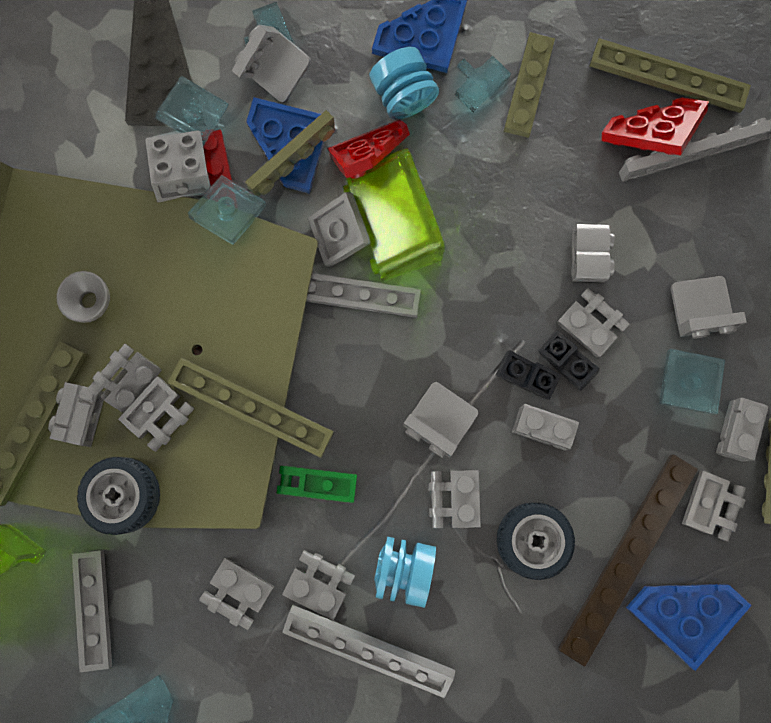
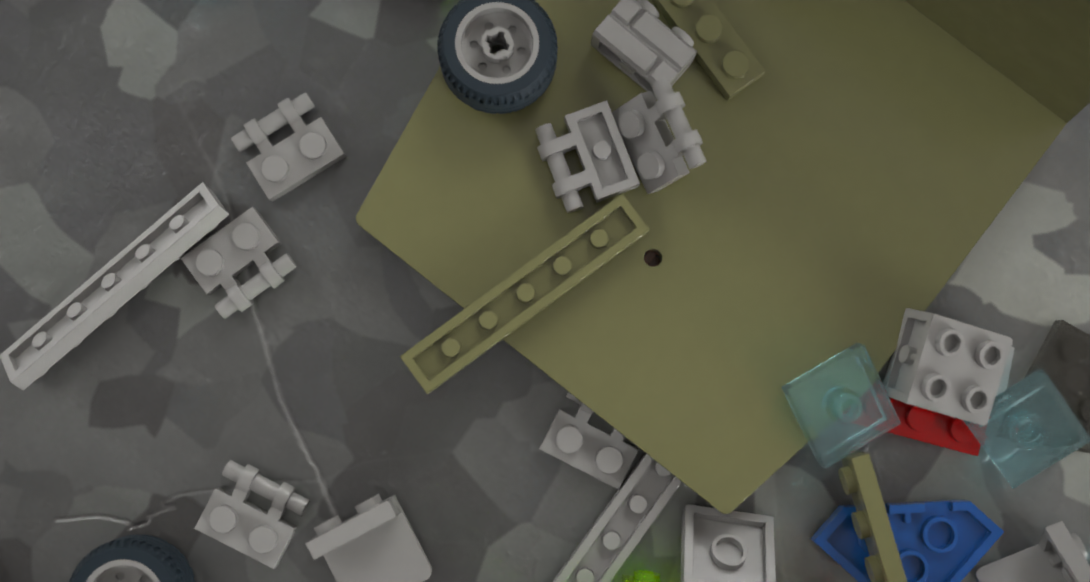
camera: 115 degrees right, 5 degrees up
(75, 288) = (823, 116): light grey piece -> none
(318, 484) = (375, 332): green plate -> none
(322, 334) = (588, 447): none -> light grey plate
(405, 572) = (179, 400): medium azure wheel -> none

